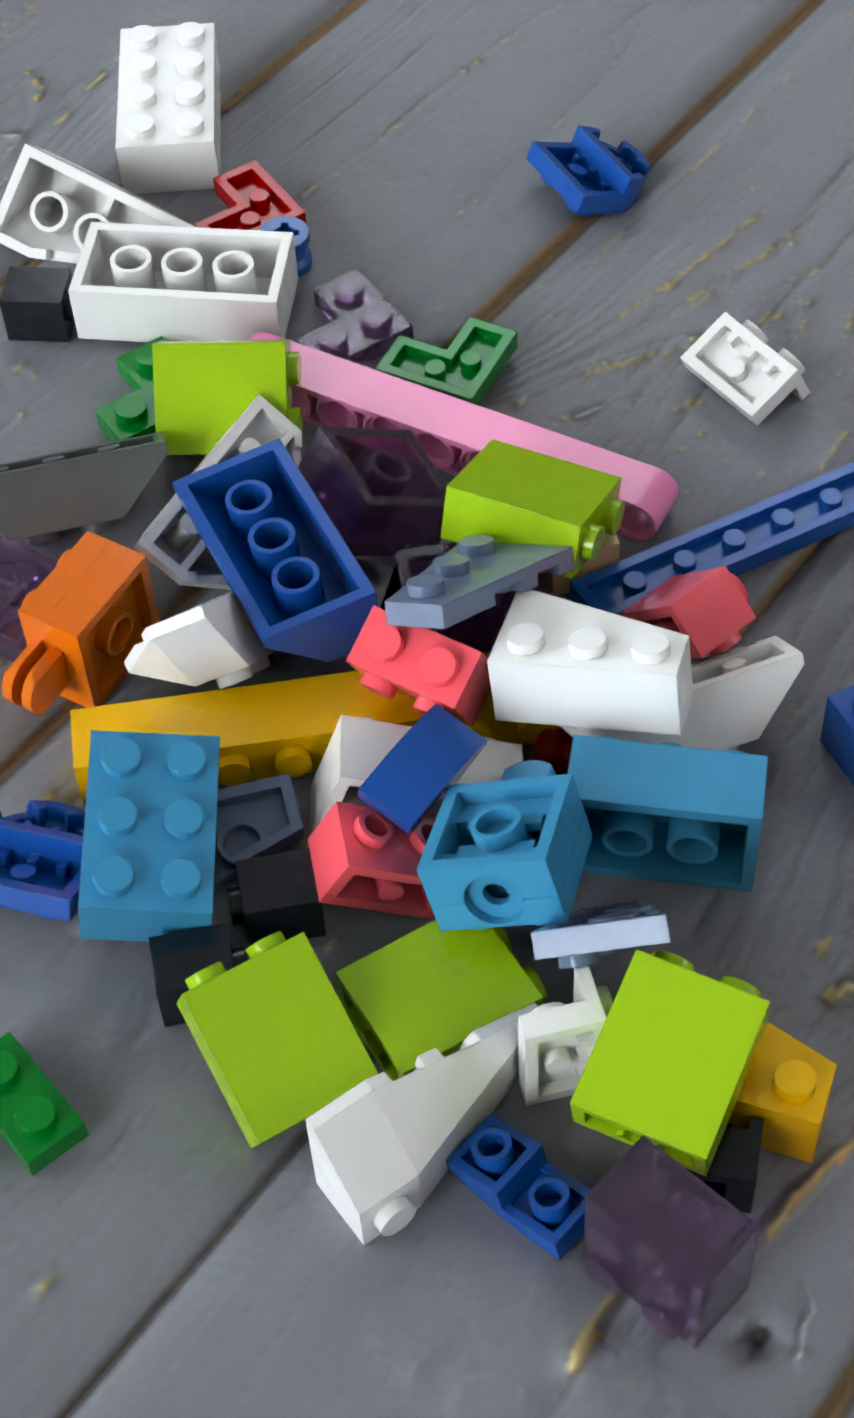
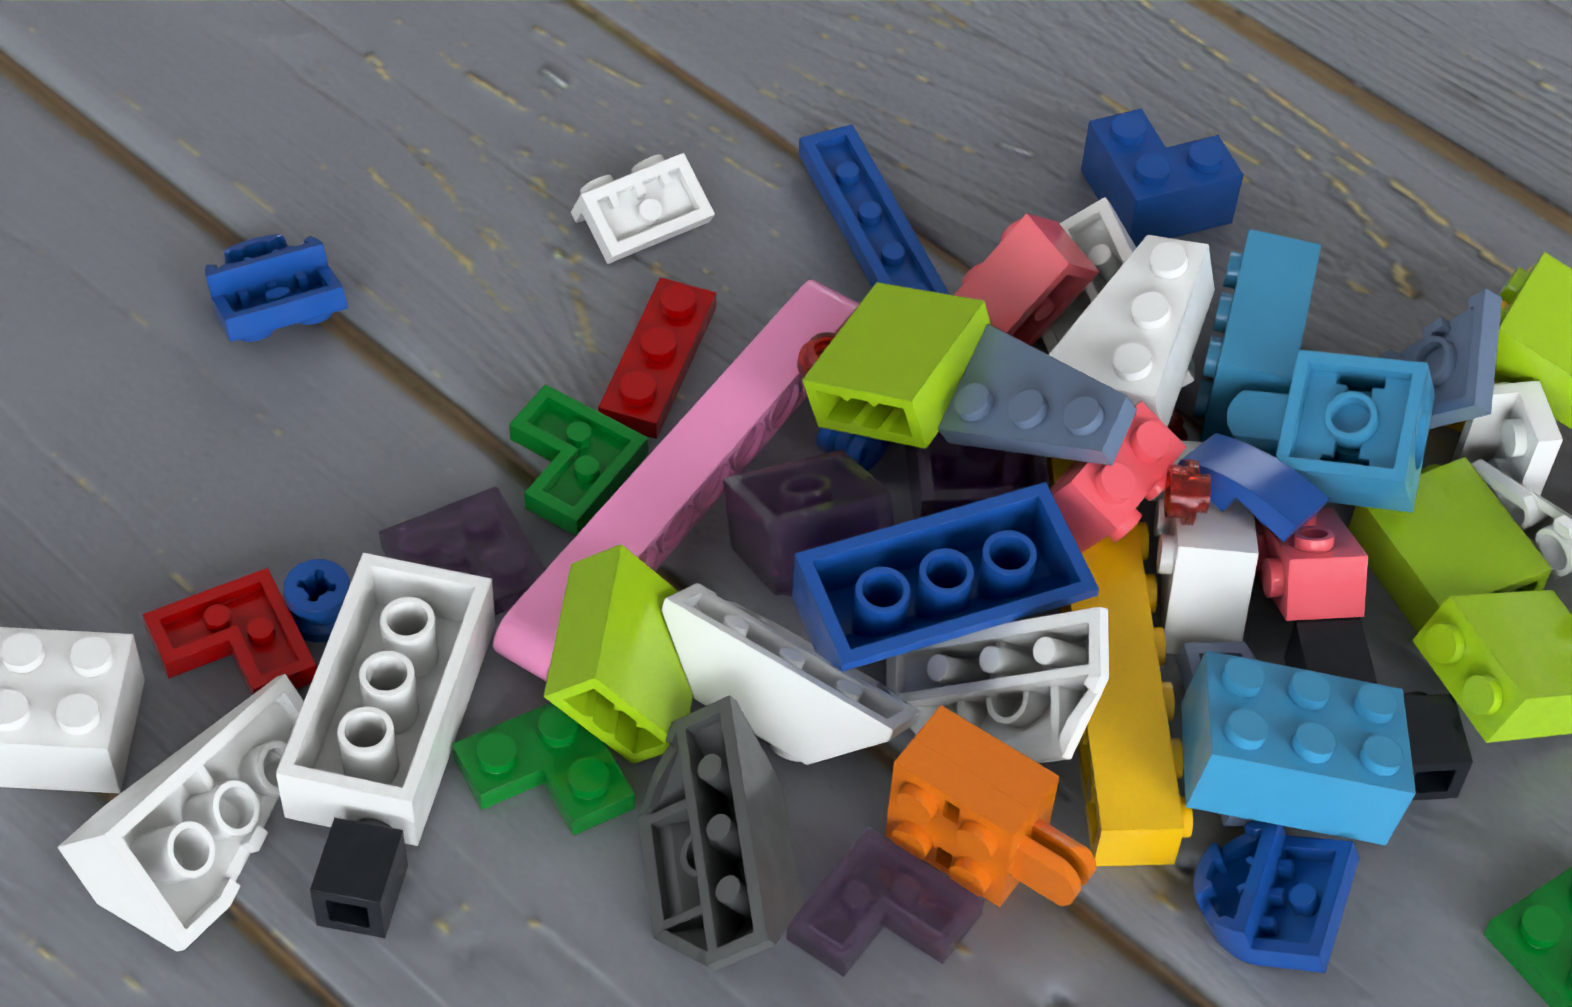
camera: 90 degrees left, 0 degrees up
(393, 706) = (1186, 492): none -> clear red plate
(584, 407) = (658, 356): none -> red plate

